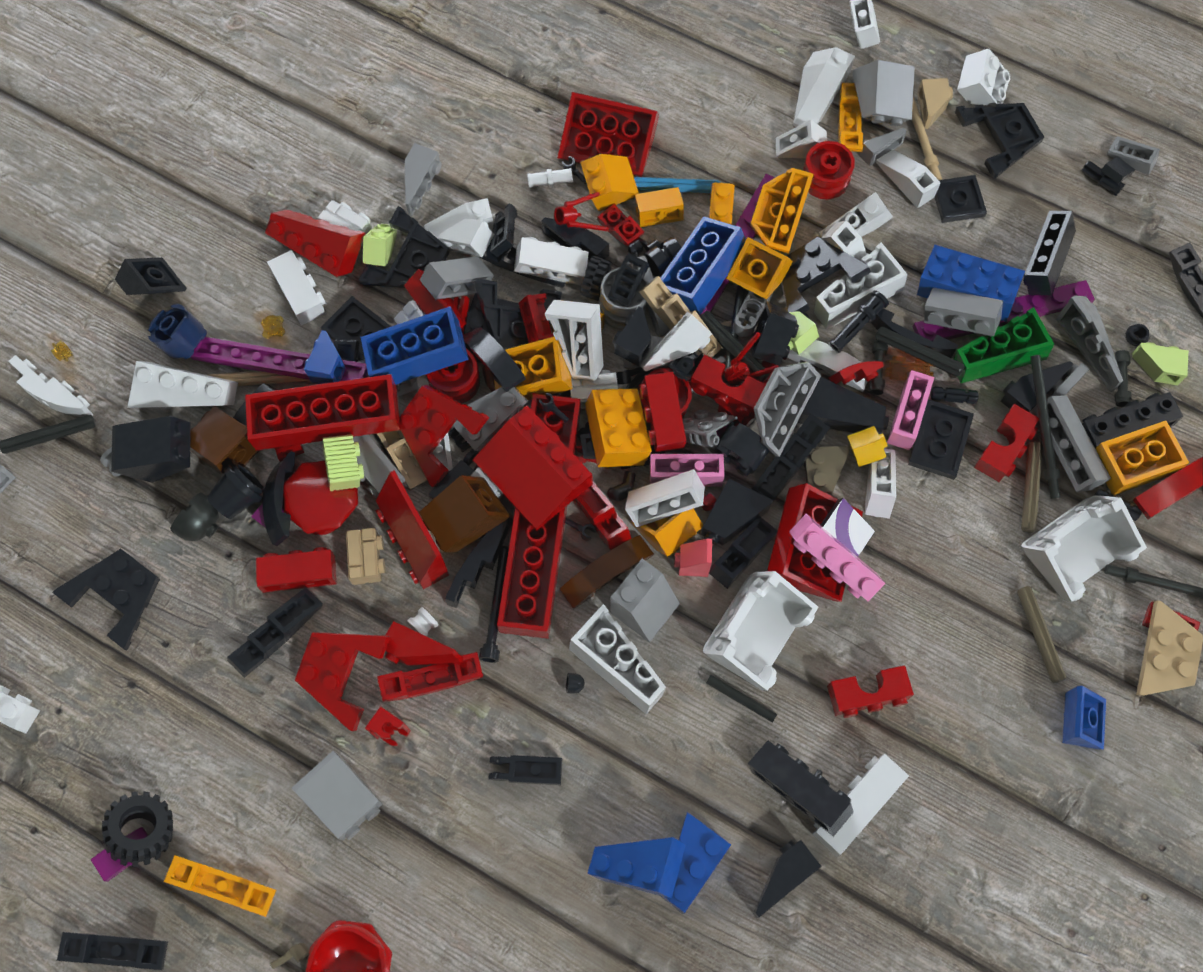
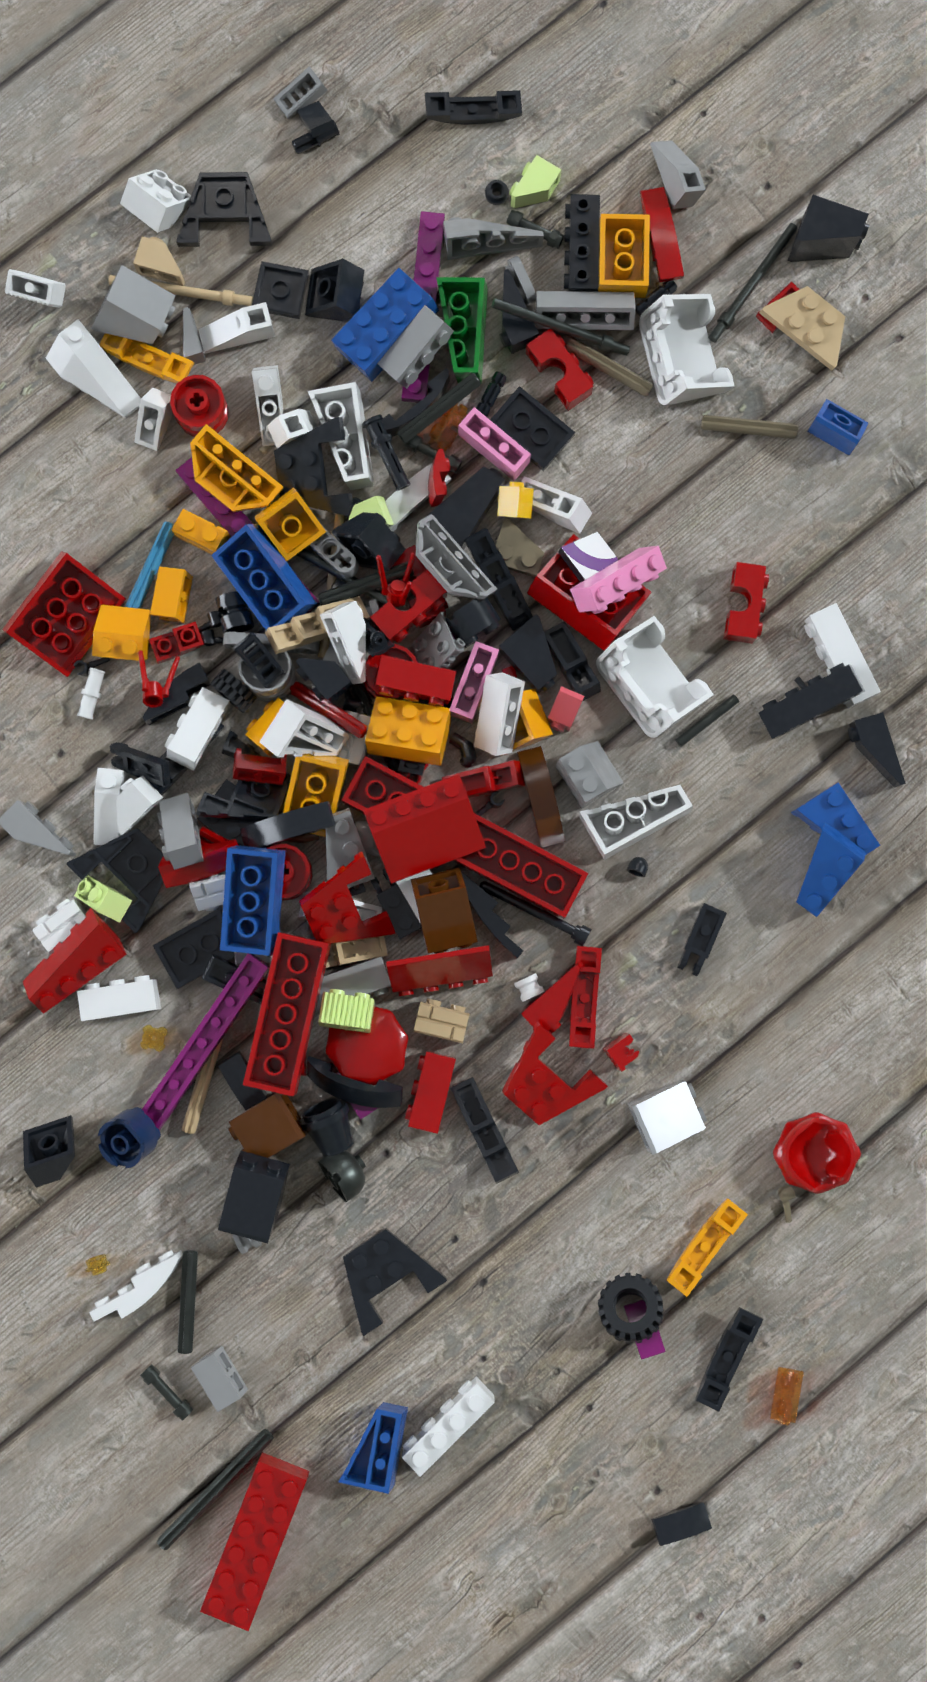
camera: 70 degrees left, 15 degrees up
(173, 387) = (192, 1155): white wedge -> none
(324, 362) = (234, 994): blue slope -> none
(547, 407) = (367, 785): black hand -> none
(608, 363) = (330, 711): none -> red axle
(981, 237) = (335, 291): none -> black slope
(1050, 253) = (383, 232): black brick -> none

